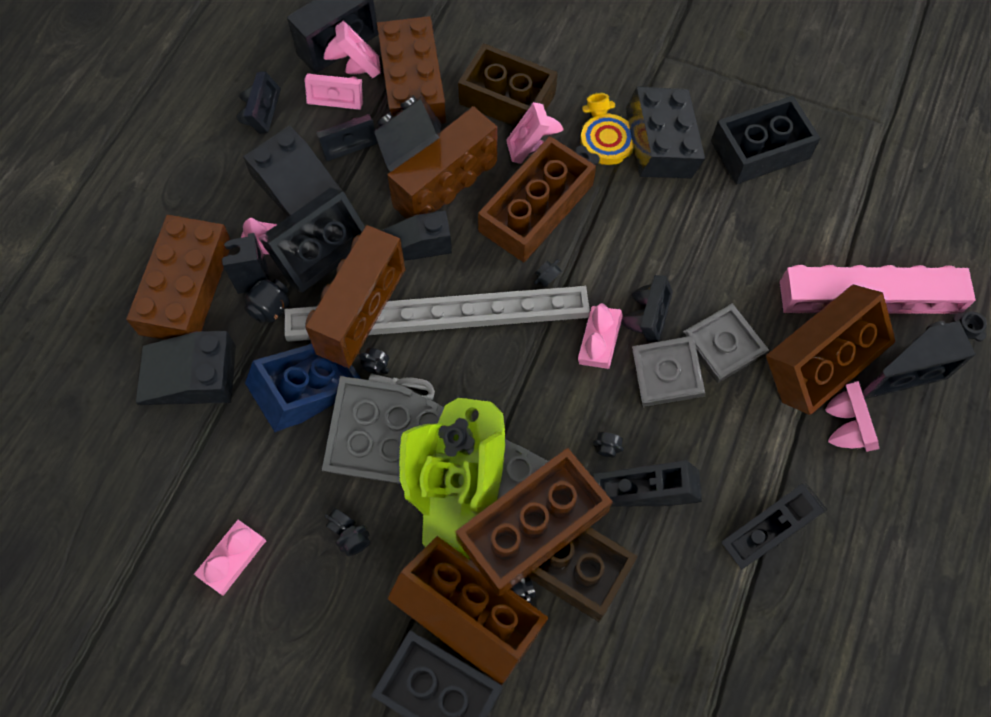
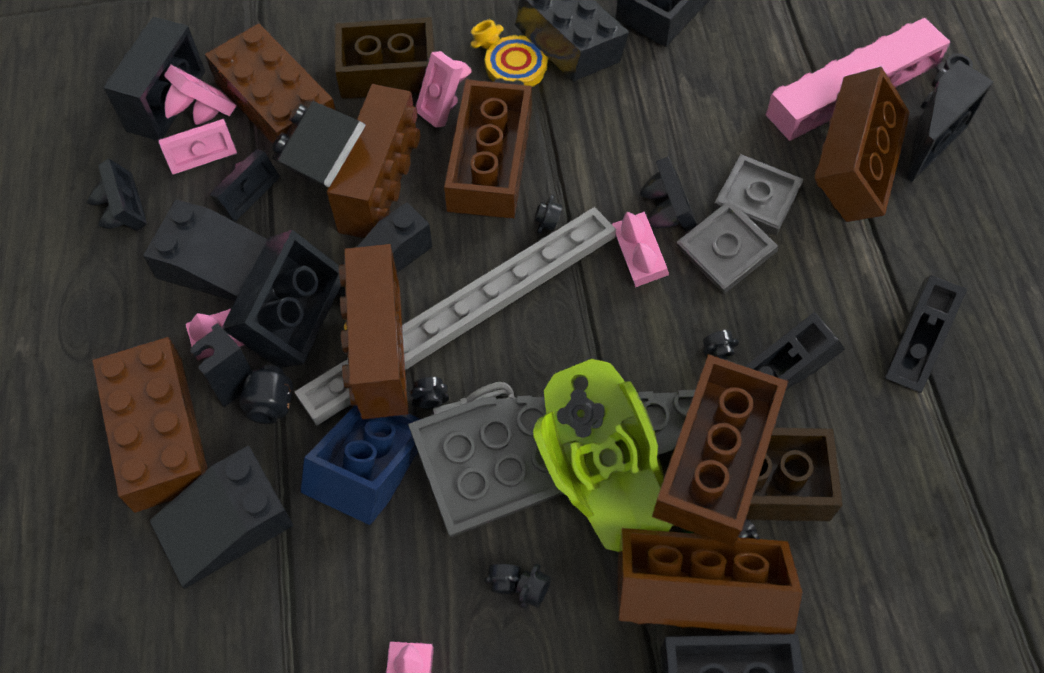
camera: 30 degrees left, 5 degrees down
(858, 432) = (935, 205): bright pink tile -> none

